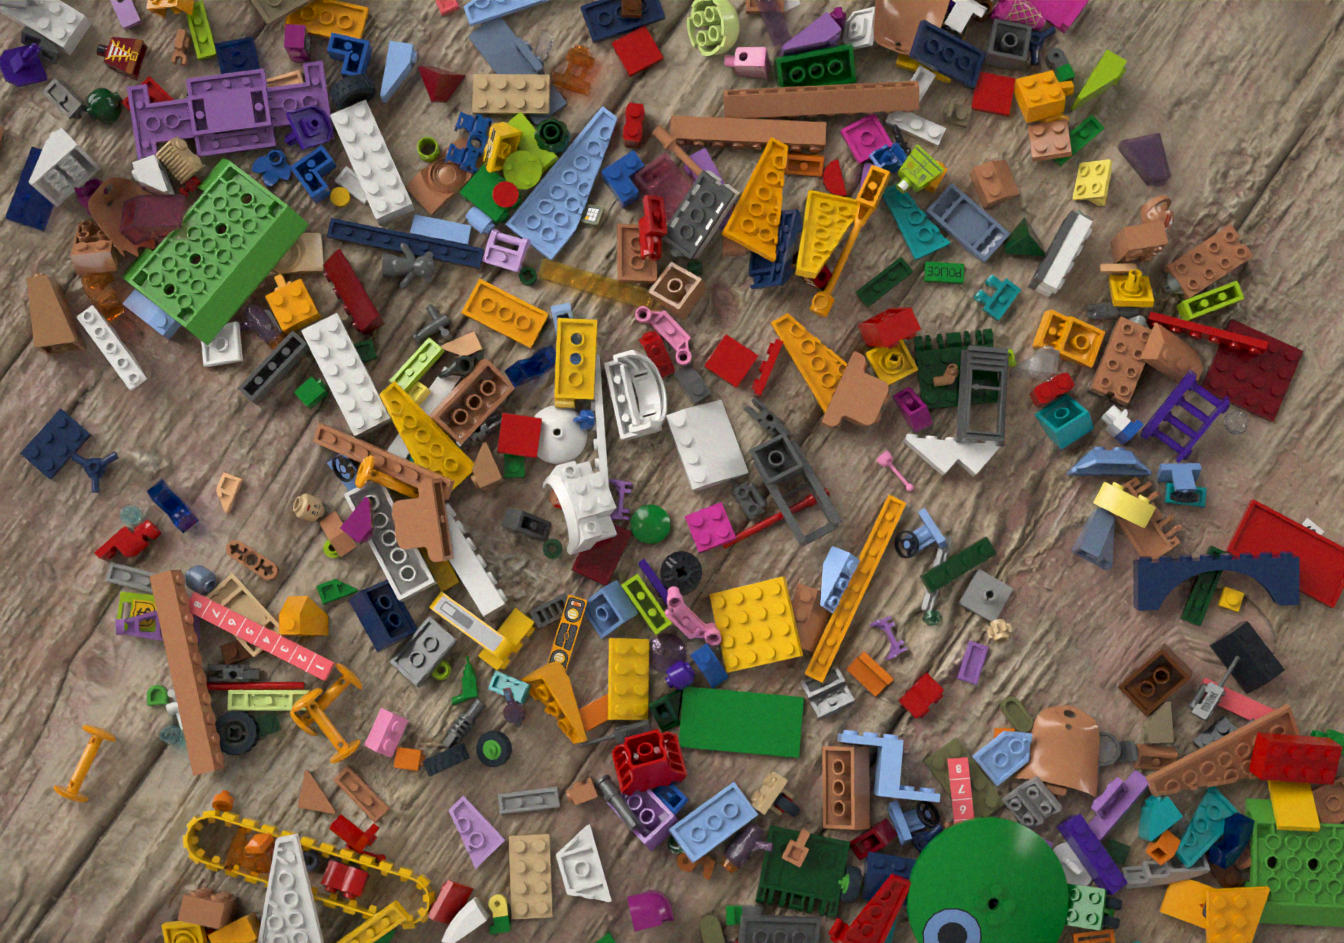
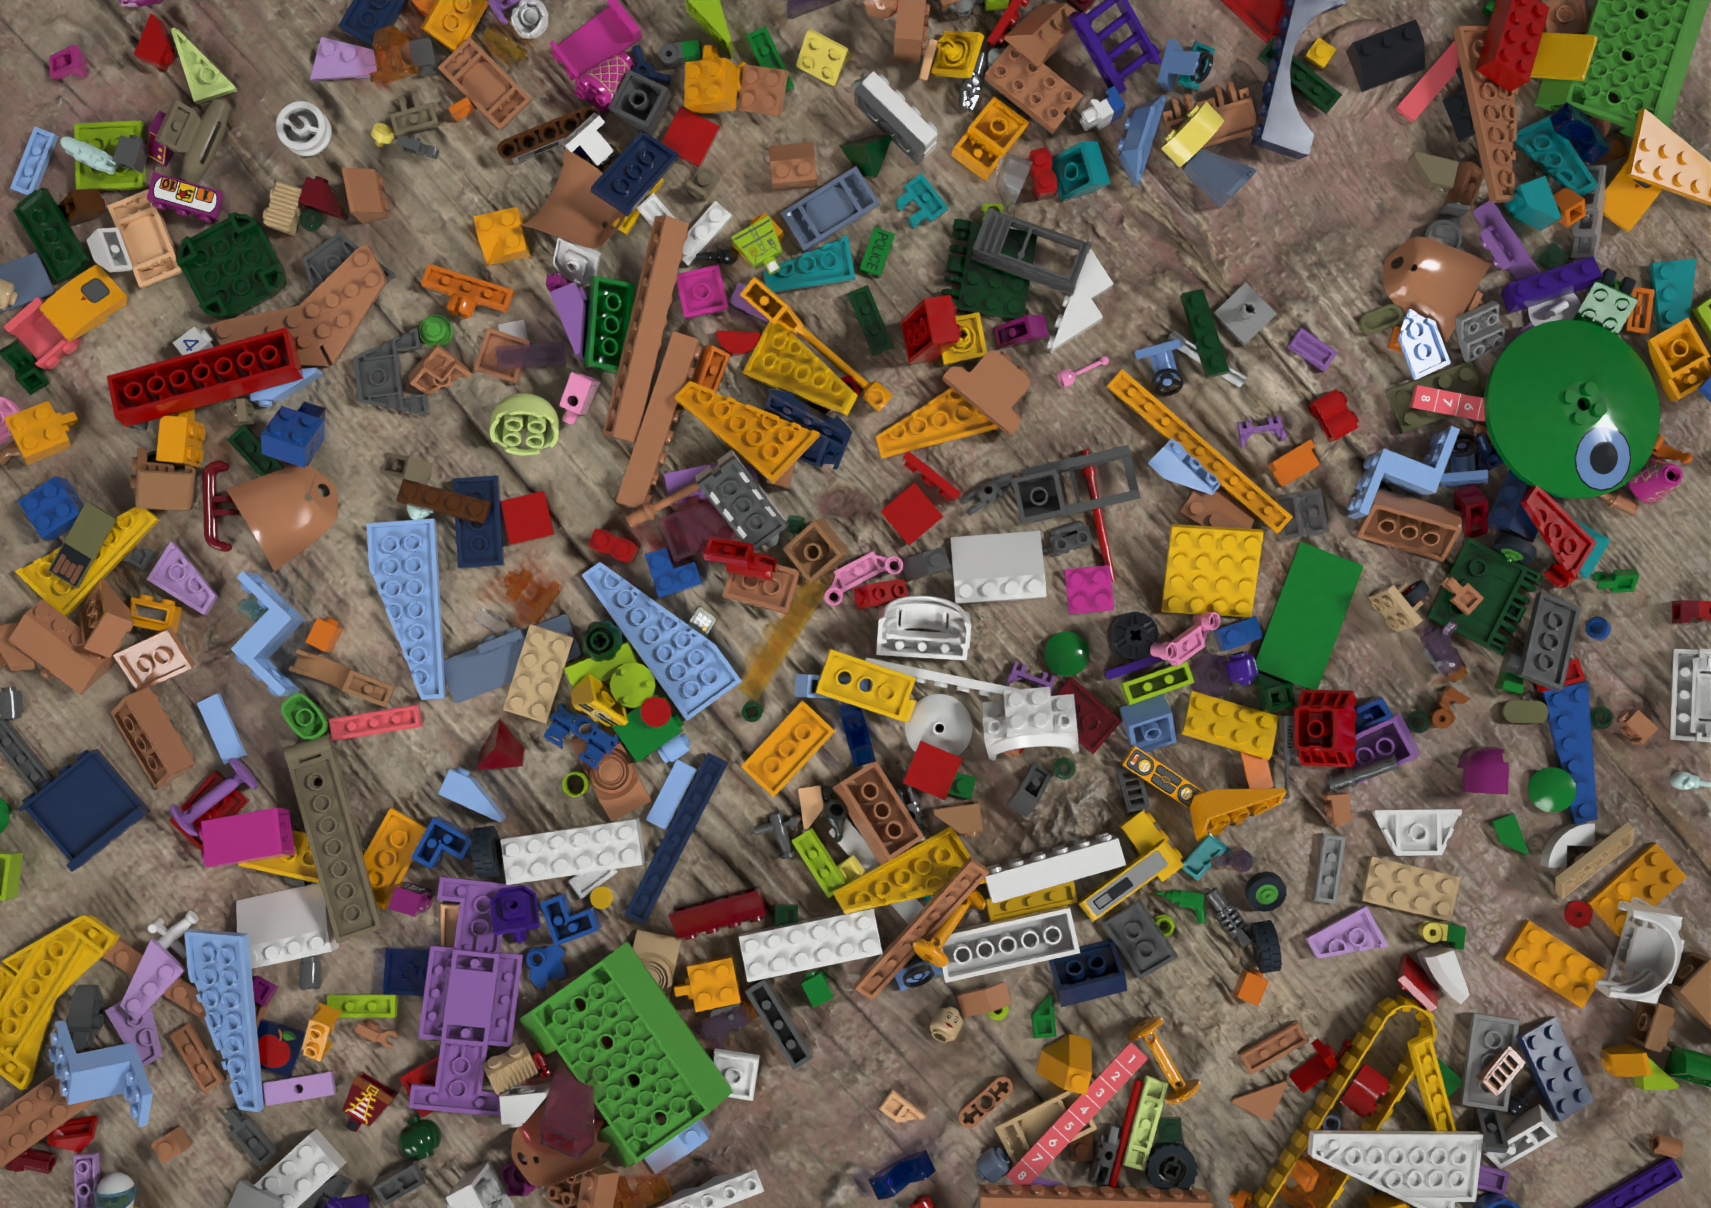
camera: 65 degrees left, 5 degrees up
(326, 726) = (1225, 1055): light orange hose -> none
(360, 522) = (985, 972): magenta slope -> none
(386, 732) = (1217, 1004): bright pink brick -> none
(409, 266) = (700, 855): dark grey piece -> none
(424, 521) = (1007, 903): nougat brick -> none
(502, 256) = (723, 733): lavender plate -> none
(585, 419) = (933, 692): blue tile -> none
(713, 822) = (1409, 677): light blue plate -> none
(889, 158) = (733, 273): blue hand -> none
(932, 617) = (1253, 378): clear green plate -> none
(948, 377) = (998, 281): medium nougat arm -> none
(999, 631) = (1288, 310): tan gear -> none
(1155, 679) = (1385, 159): reddish brown slope -> none
(1213, 697) = (1421, 103): dark grey piece -> none

